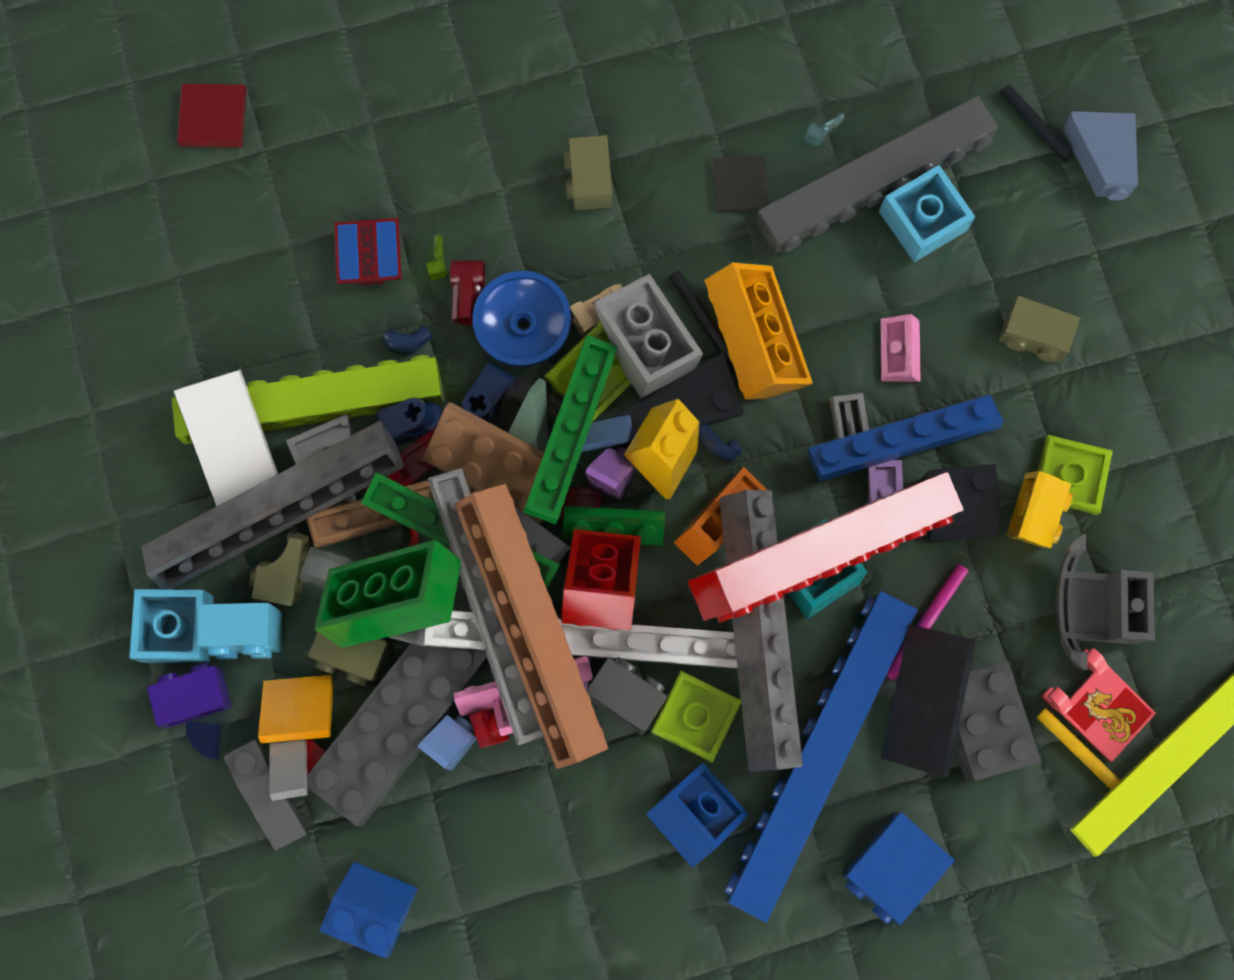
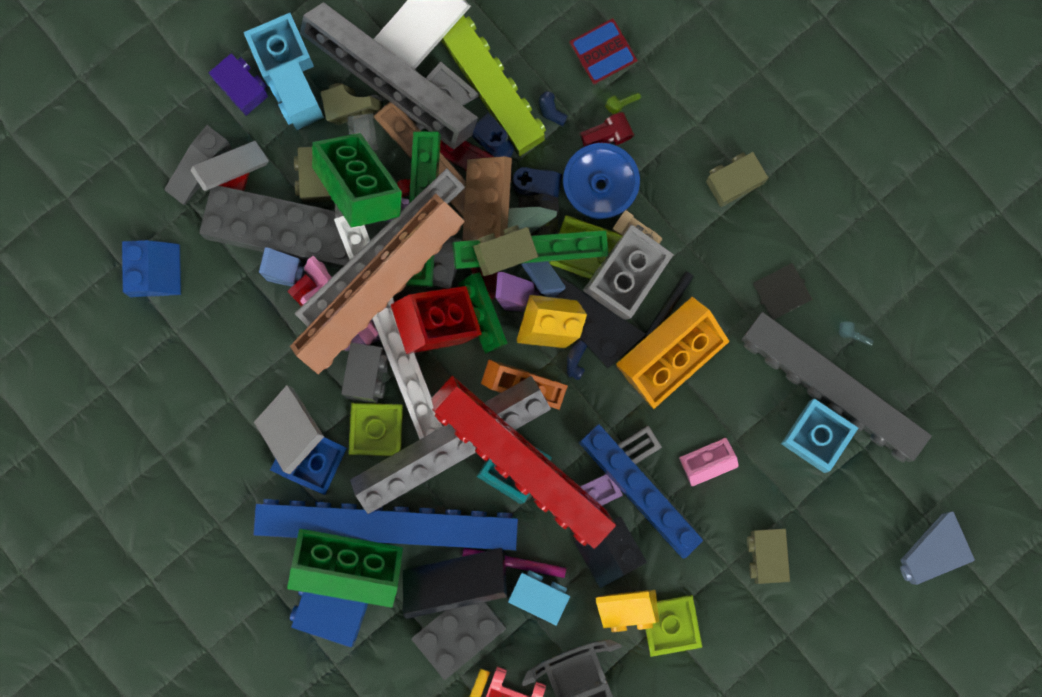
camera: 70 degrees right, 5 degrees up
(205, 738) = (217, 108): clear blue tile -> none
(296, 709) = (260, 157): light orange tile -> none
(564, 452) = (505, 251): none -> olive brick
(655, 820) = (288, 429): none -> light grey tile
(857, 823) = (345, 568): none -> green brick
(989, 604) = (539, 598): none -> medium azure brick
(1036, 122) = (937, 490): black bar -> none

